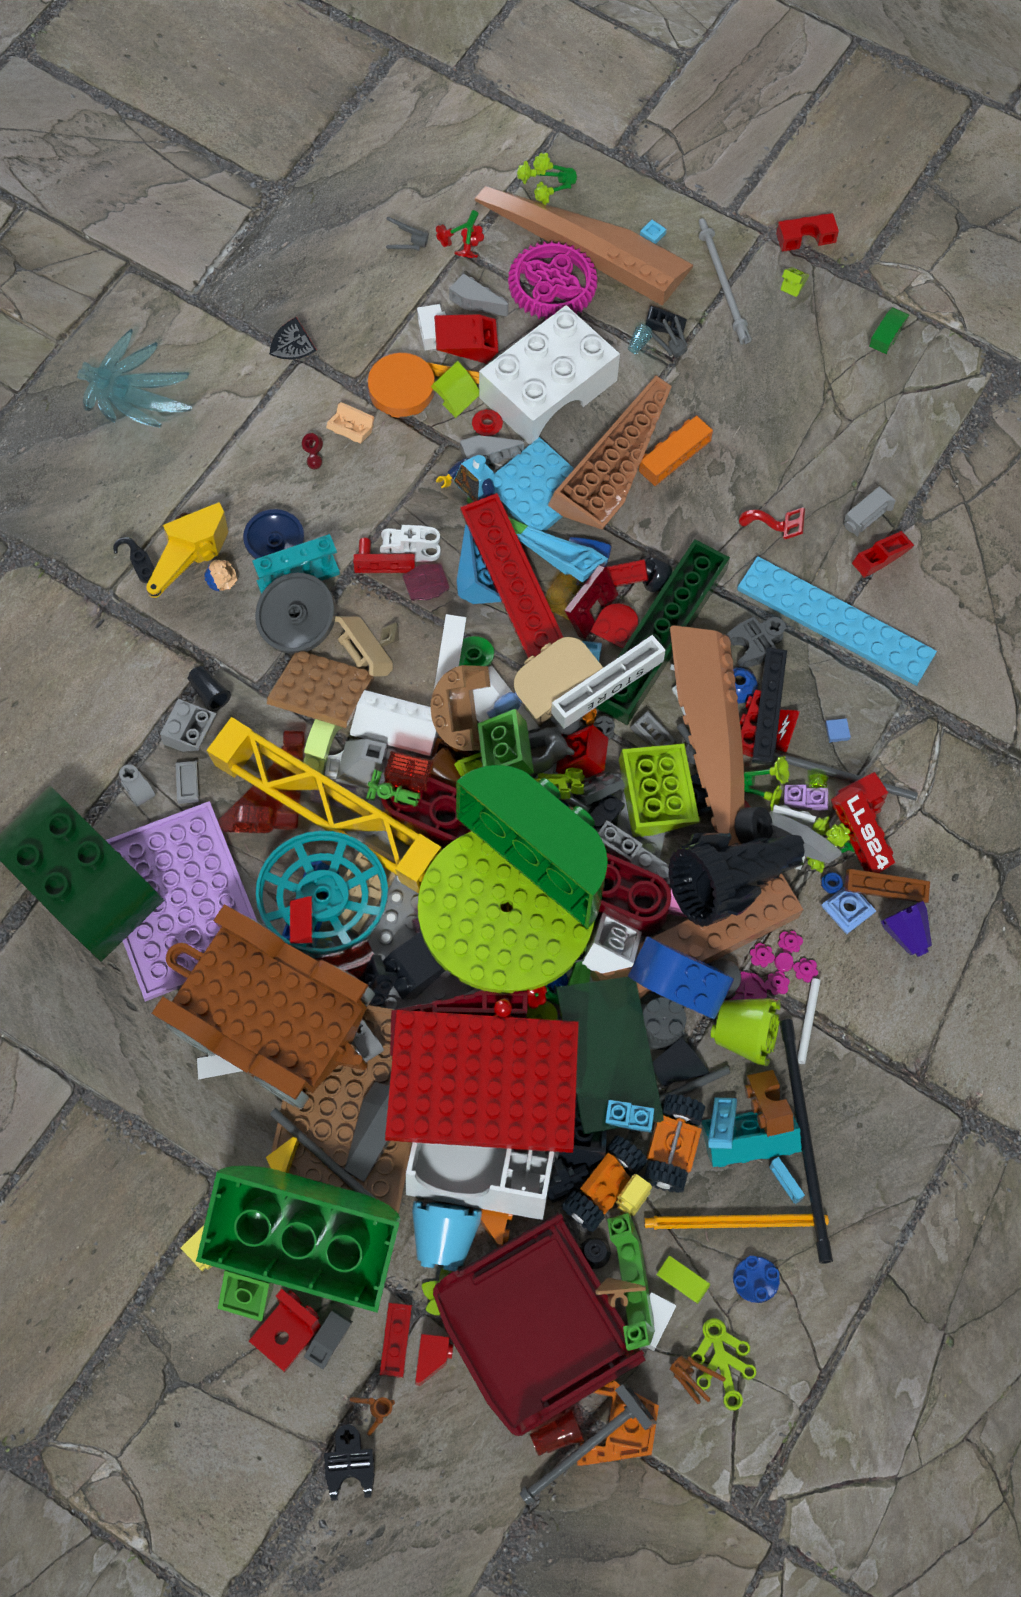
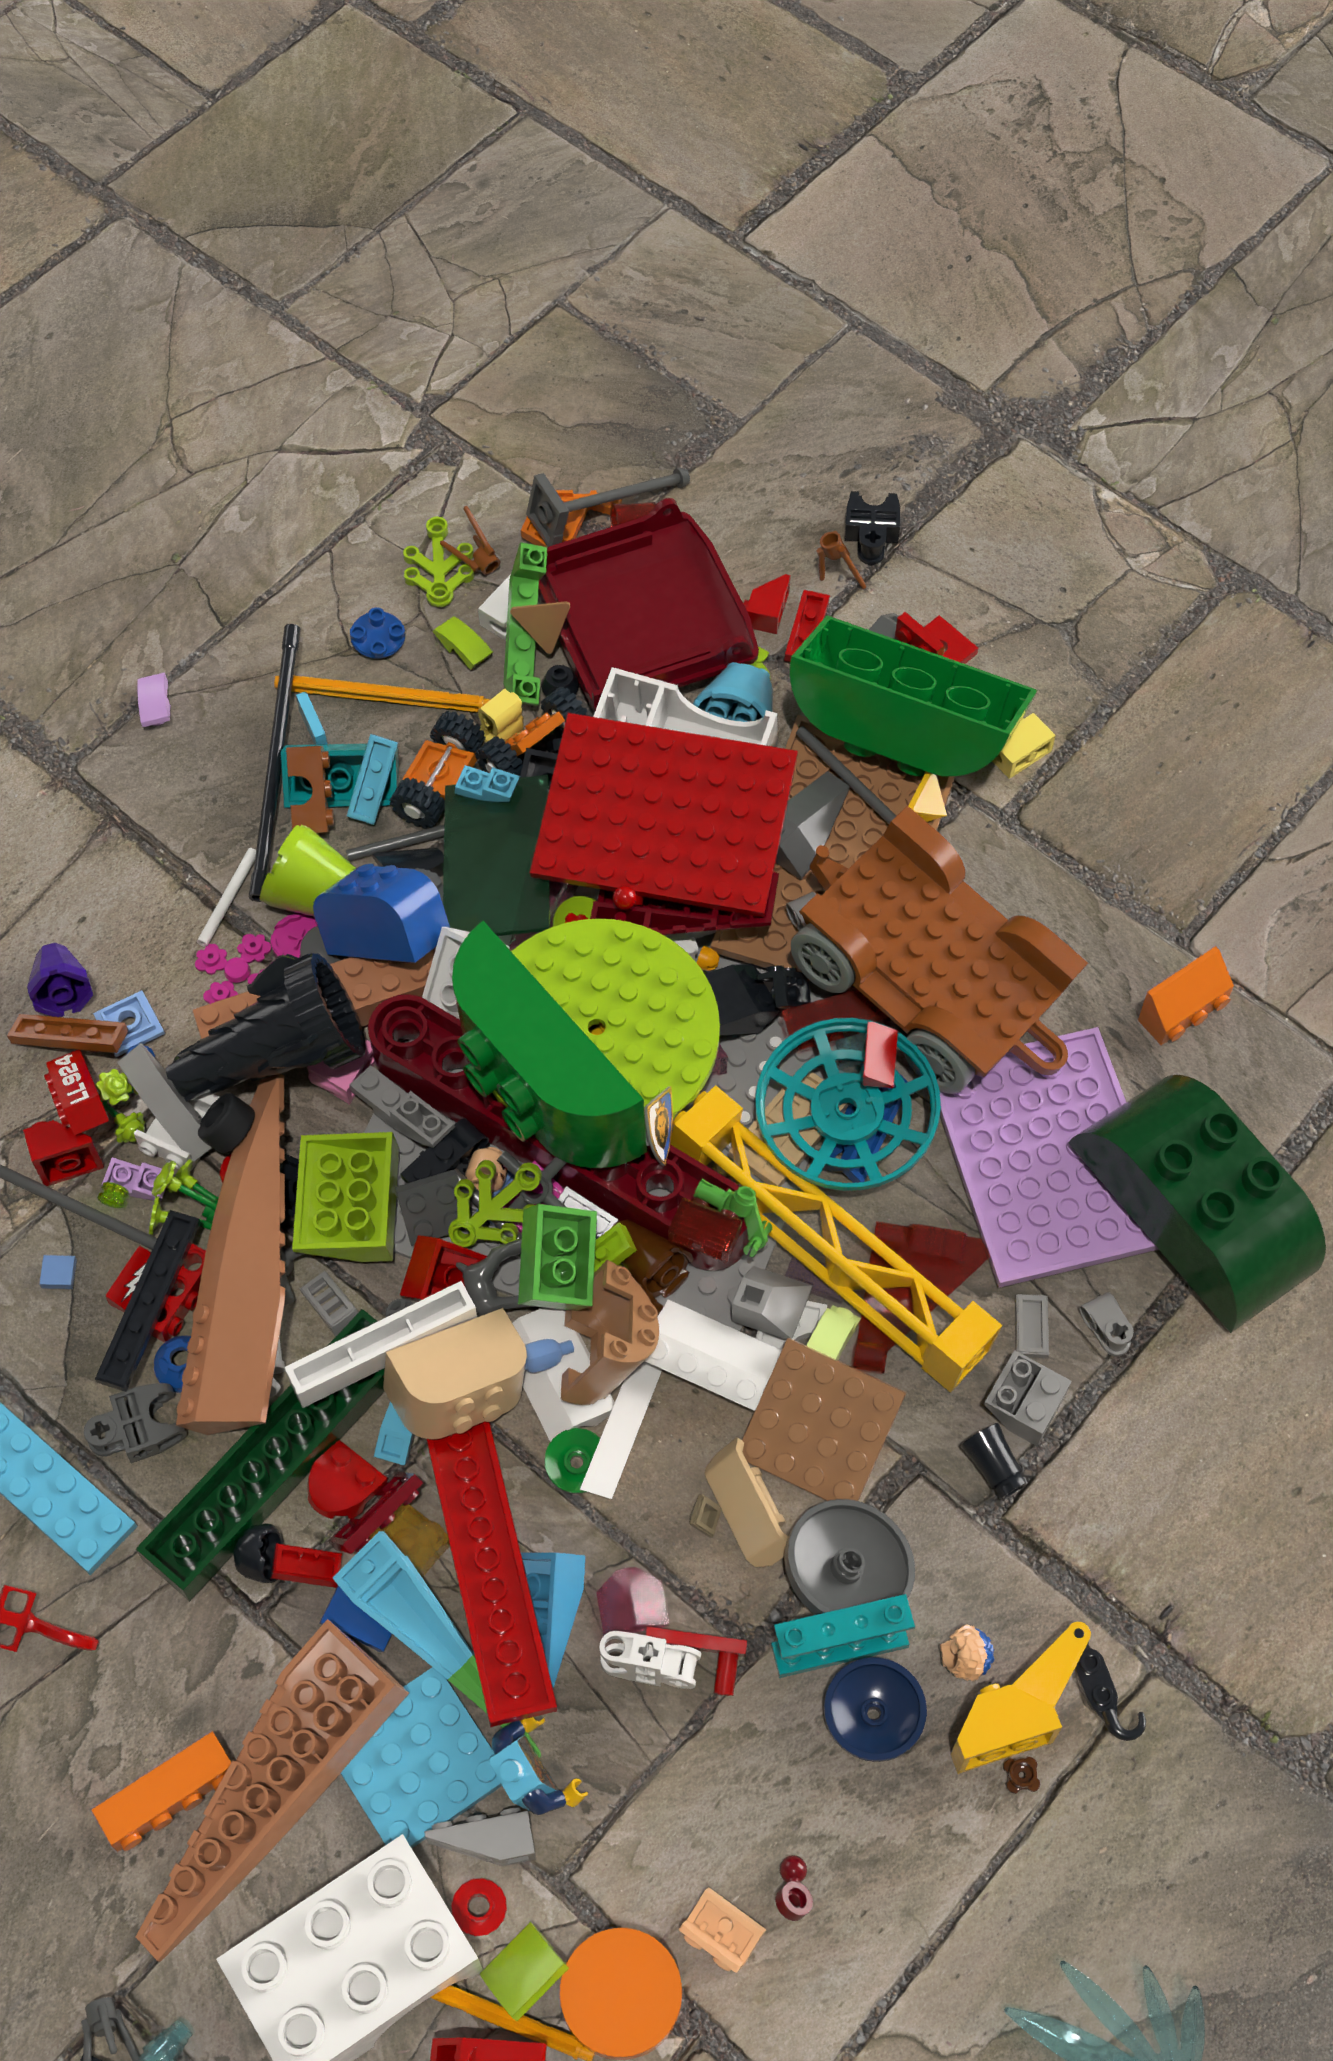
camera: 170 degrees left, 5 degrees down
(78, 1028) = (1187, 997): none -> orange slope
(452, 830) = (659, 1124): none -> shield
(920, 1183) = (153, 700): none -> lavender slope

